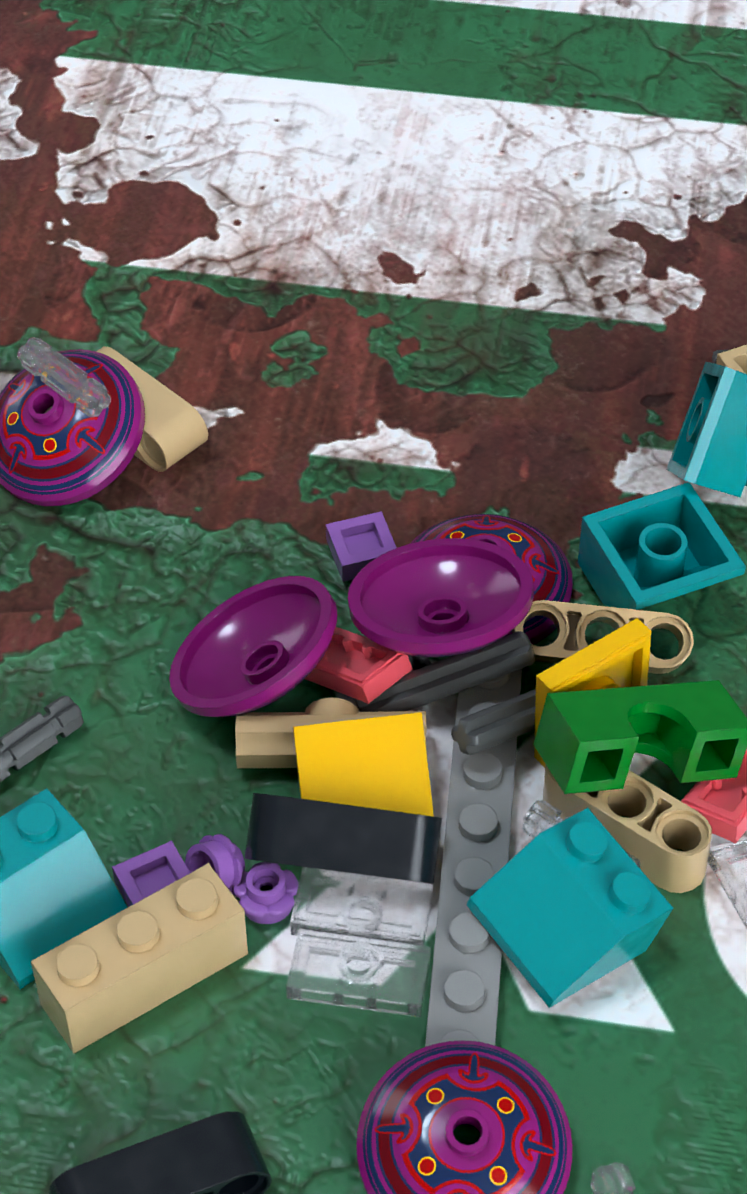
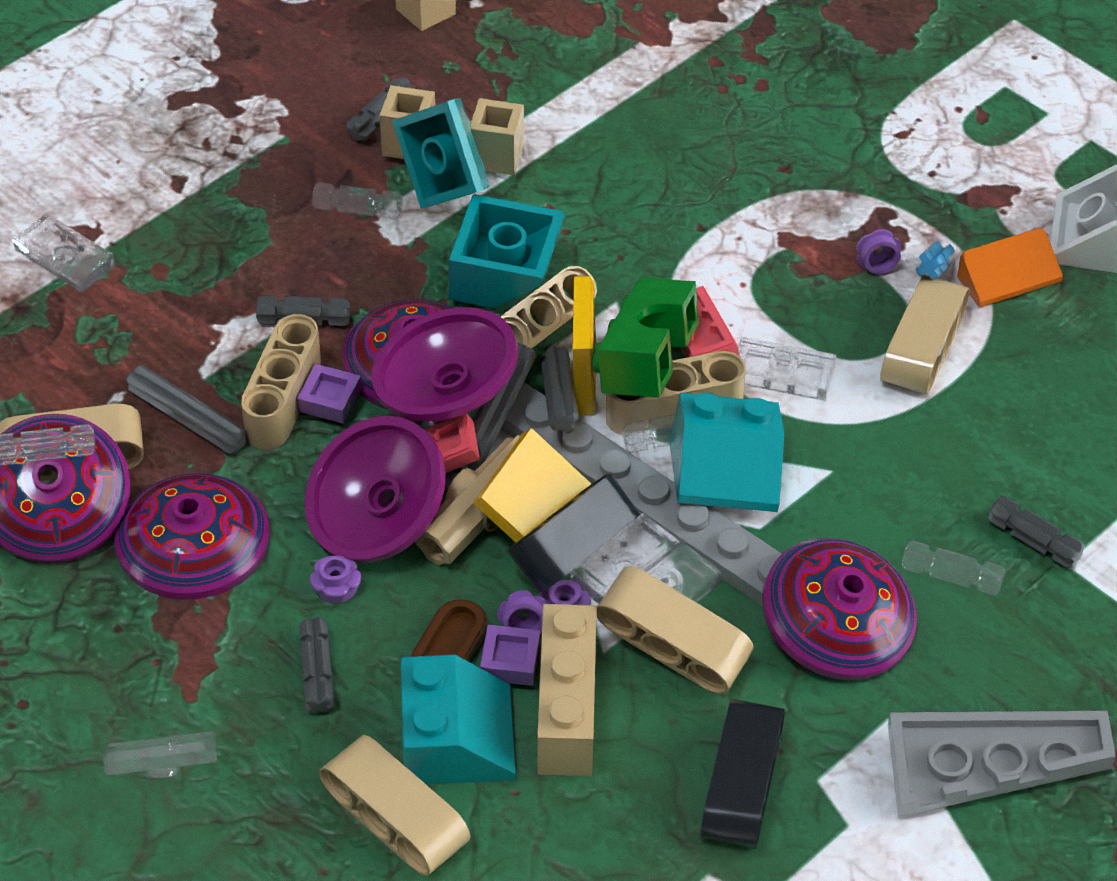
camera: 55 degrees left, 0 degrees up
(113, 561) = (192, 536): none -> dish
(141, 824) = (455, 630): none -> reddish brown tile
(142, 702) = (335, 588): none -> medium lavender plate
(252, 463) = (186, 409): none -> dark grey axle
(289, 1006) = (674, 630): none -> tan beam
(300, 506) = (283, 368): none -> tan beam
(353, 269) = (63, 252): none -> clear plate
(452, 467) = (335, 311): none -> dark grey axle
(631, 420) = (357, 200): none -> clear axle

